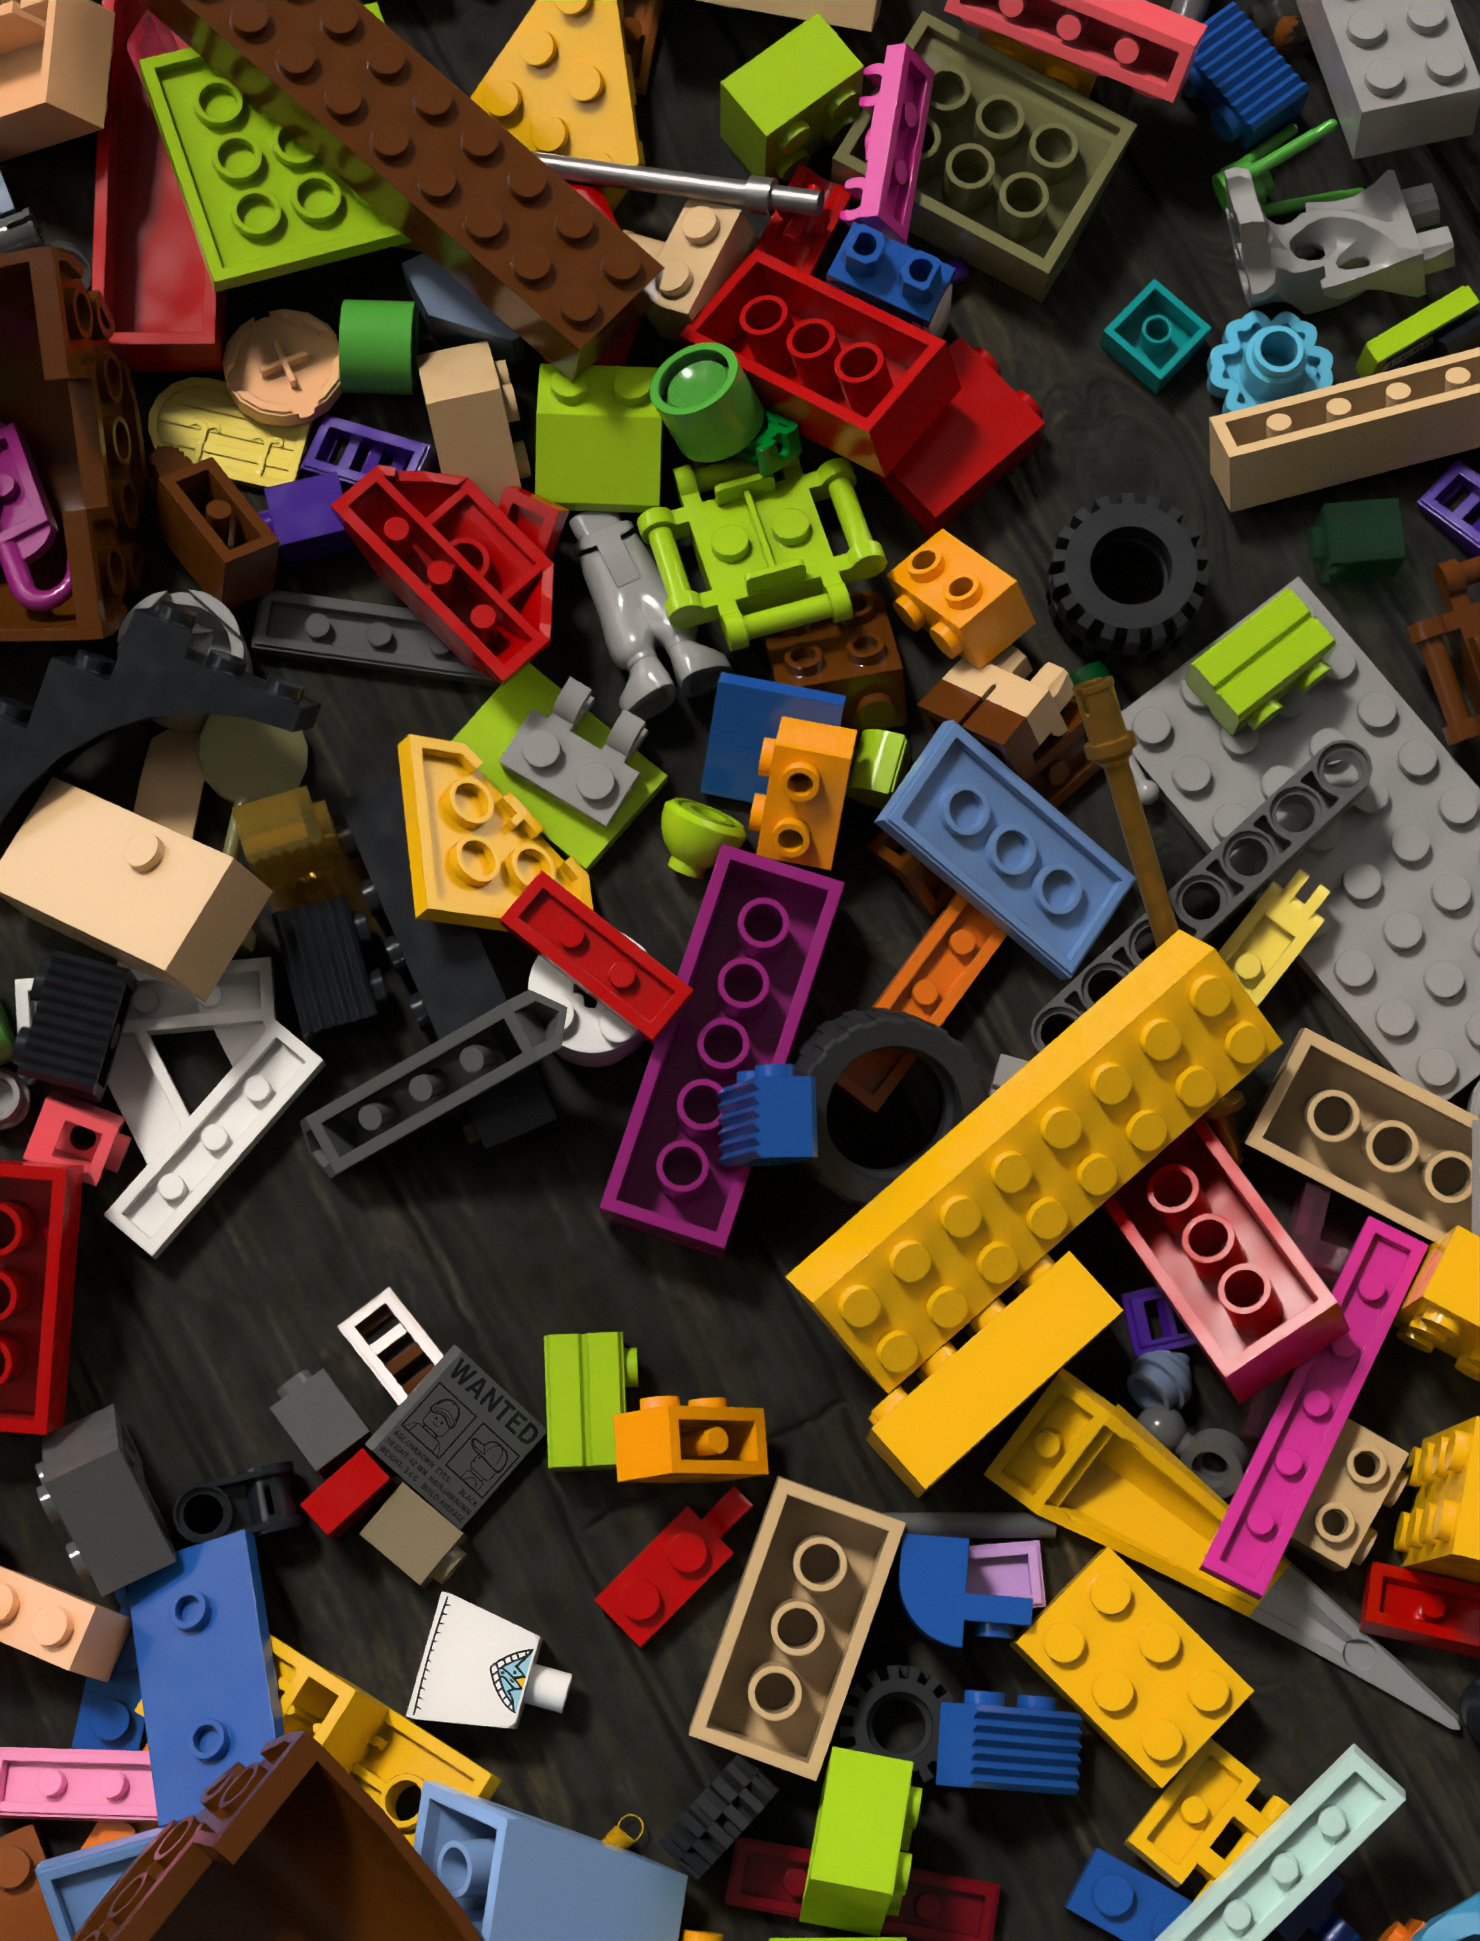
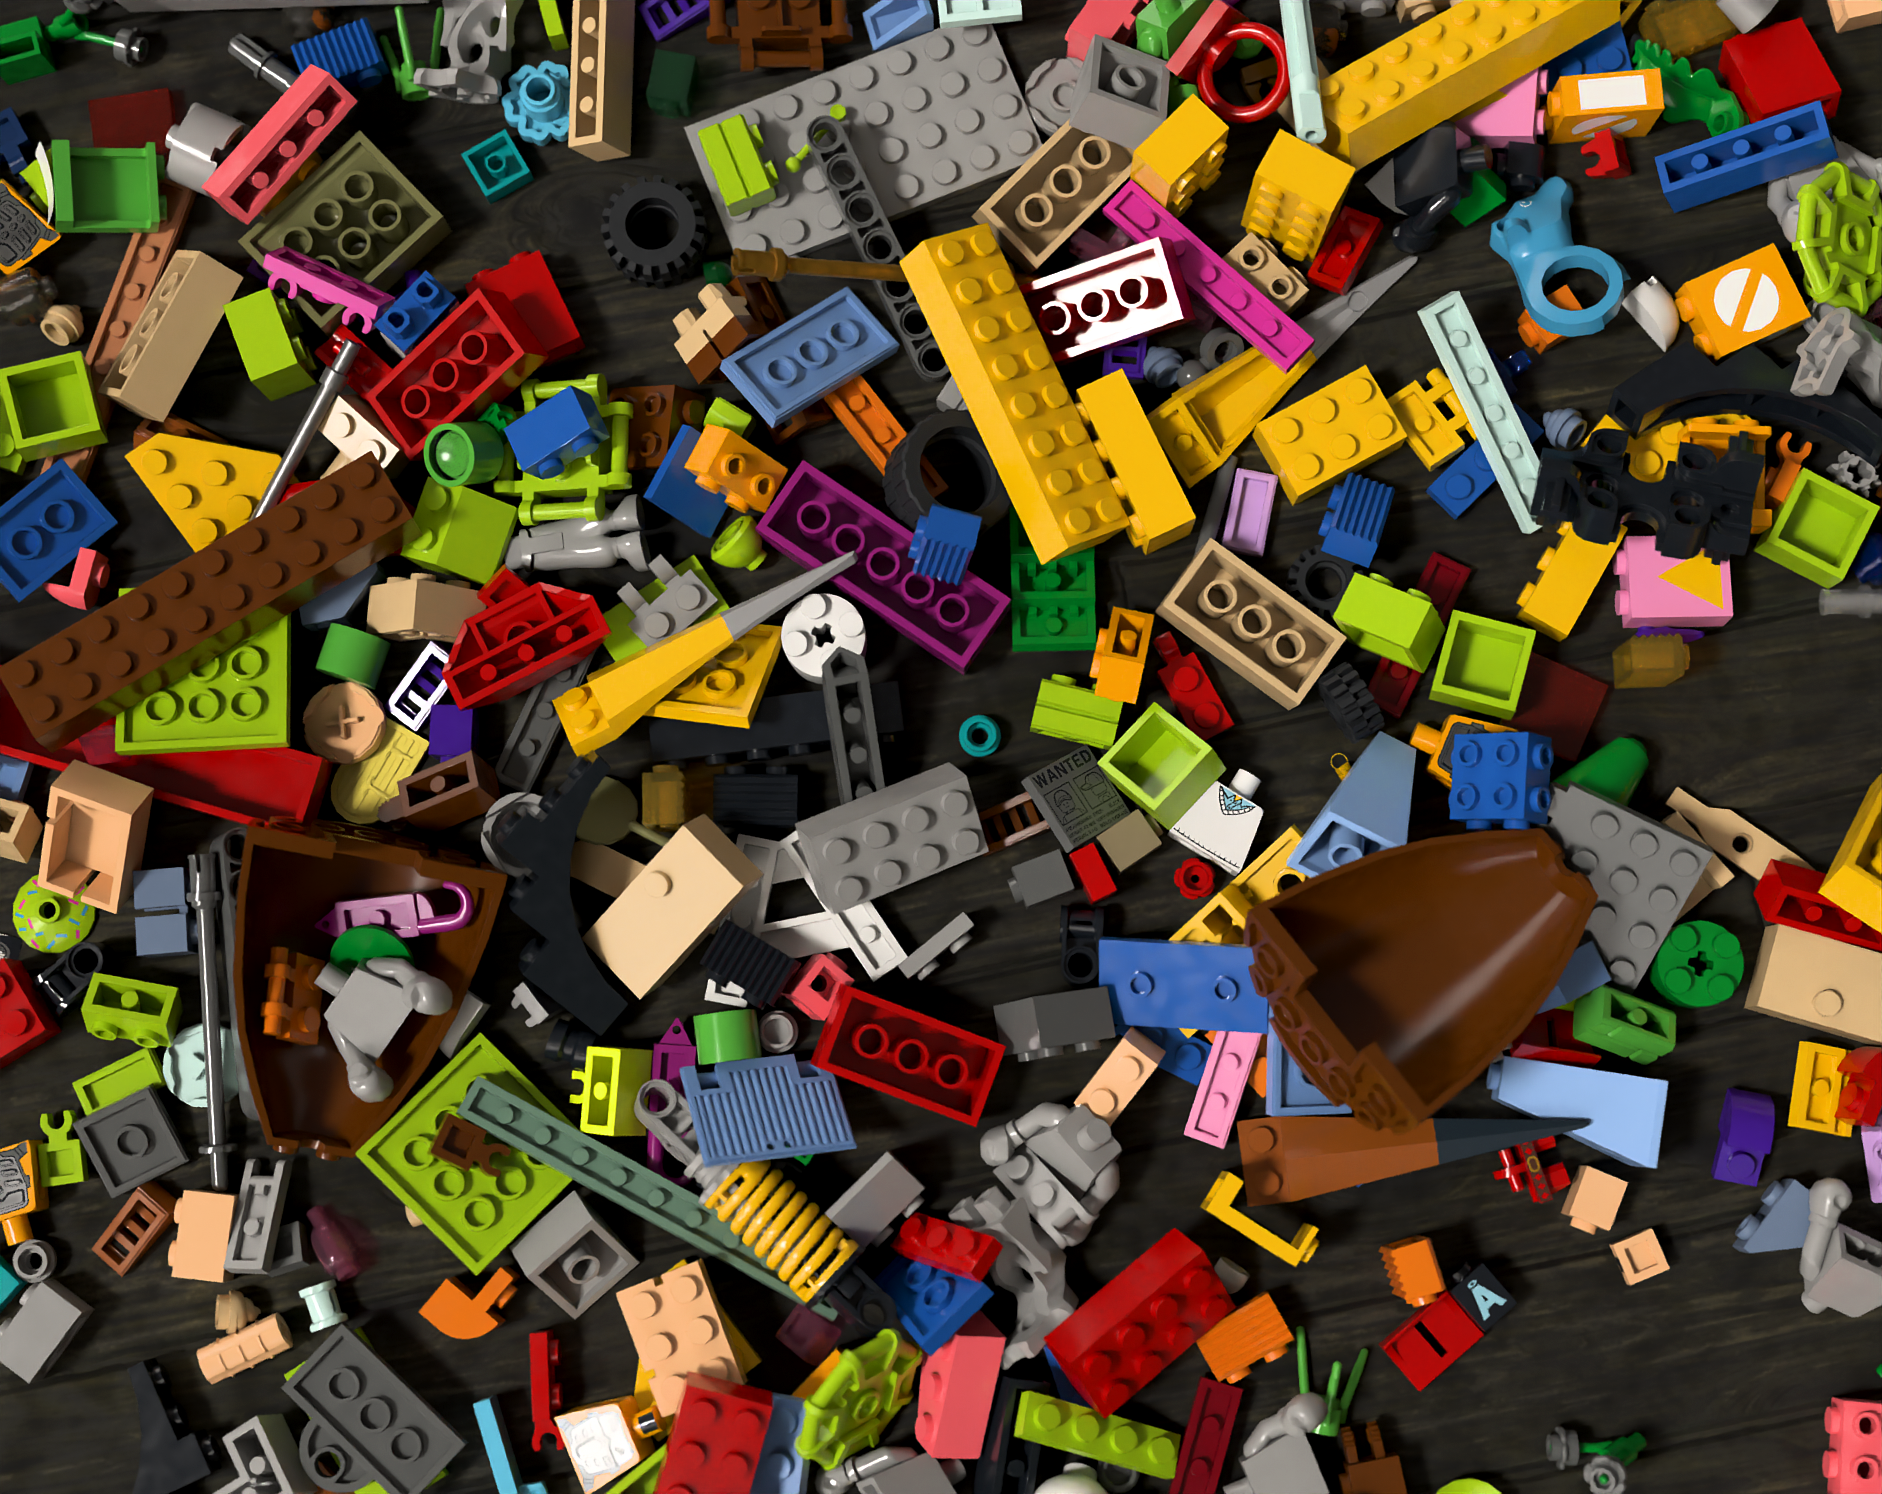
camera: 65 degrees left, 5 degrees up
(154, 1280) = (952, 937): none -> light grey plate
(314, 1175) = (892, 837): none -> light grey brick
(369, 1654) = (1192, 867): none -> red plate
(438, 736) = (634, 684): none -> yellow plate
(510, 1248) = (984, 723): none -> teal plate
(536, 1550) = (1162, 765): none -> lime piece
(597, 957) = (807, 623): red plate -> none
(744, 1320) = (1050, 601): none -> green slope
(772, 519) = (557, 433): none -> blue brick
(934, 1595) = (1255, 535): blue brick -> none
(960, 600) = (639, 337): light orange brick -> none
(1272, 935) = (909, 211): light yellow hinge -> none
(1388, 786) = (793, 164): none -> lime hinge

